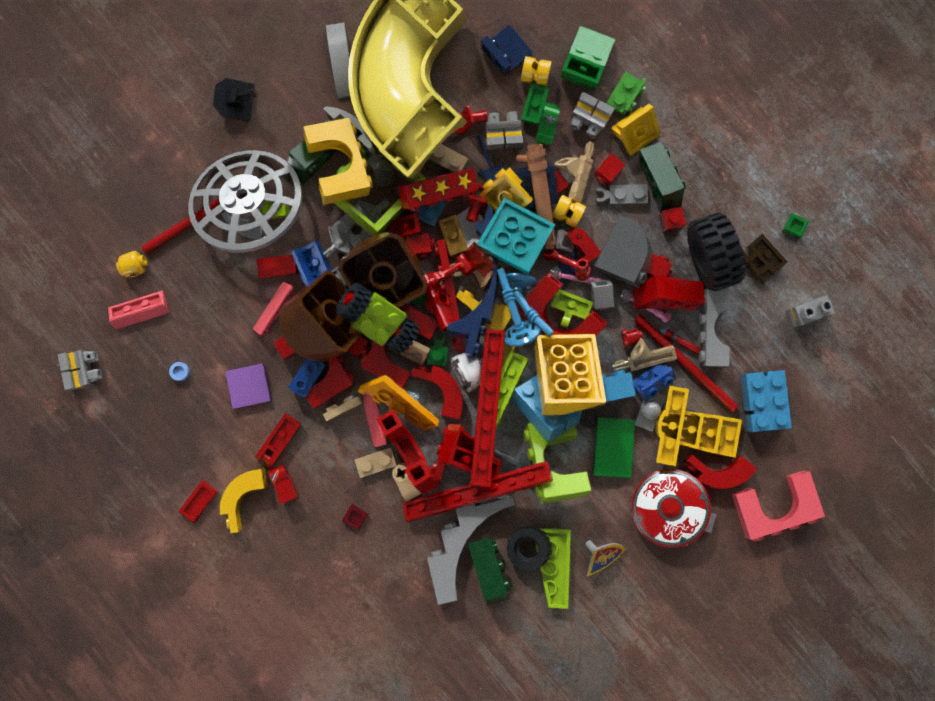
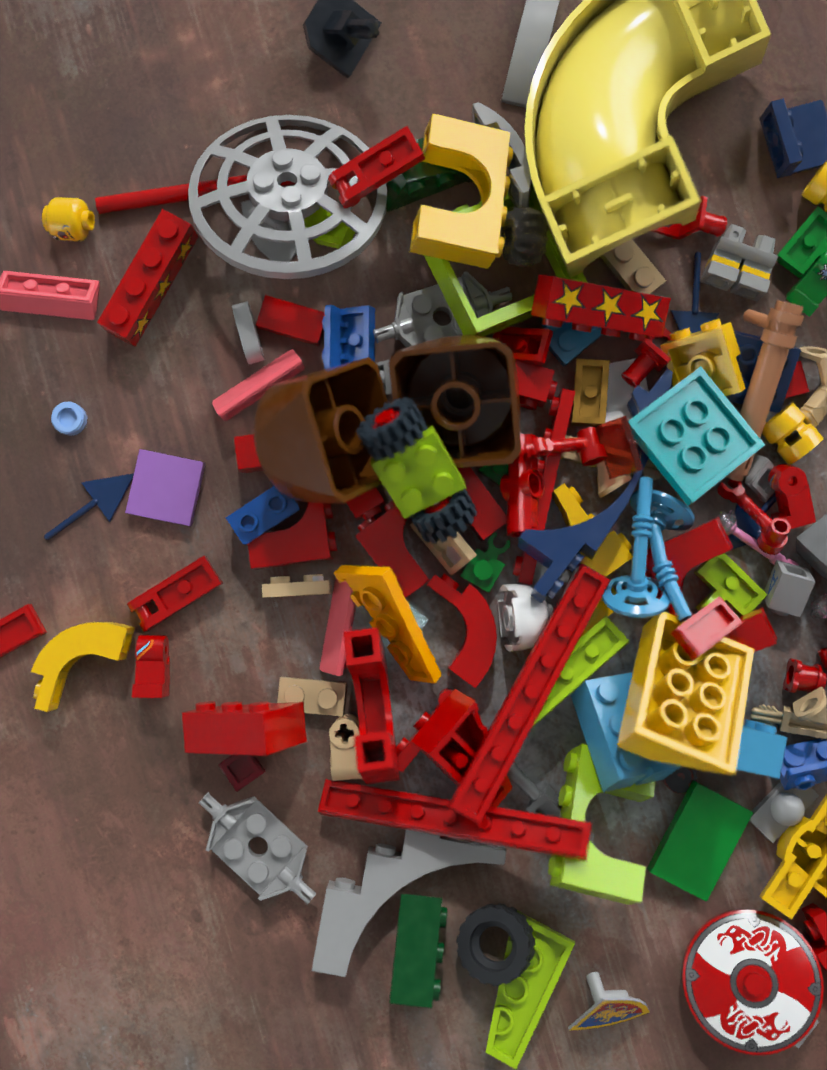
camera: 25 degrees right, 0 degrees up
(189, 277) = (148, 278): none -> red brick
(217, 403) = (105, 493): none -> dark blue piece
(256, 283) = (248, 332): none -> light grey beam
(286, 167) = (376, 166): none -> red plate
(346, 494) = (243, 729): none -> red wedge
(365, 554) = (266, 873): none -> light grey plate
(564, 334) = (706, 628): none -> tile

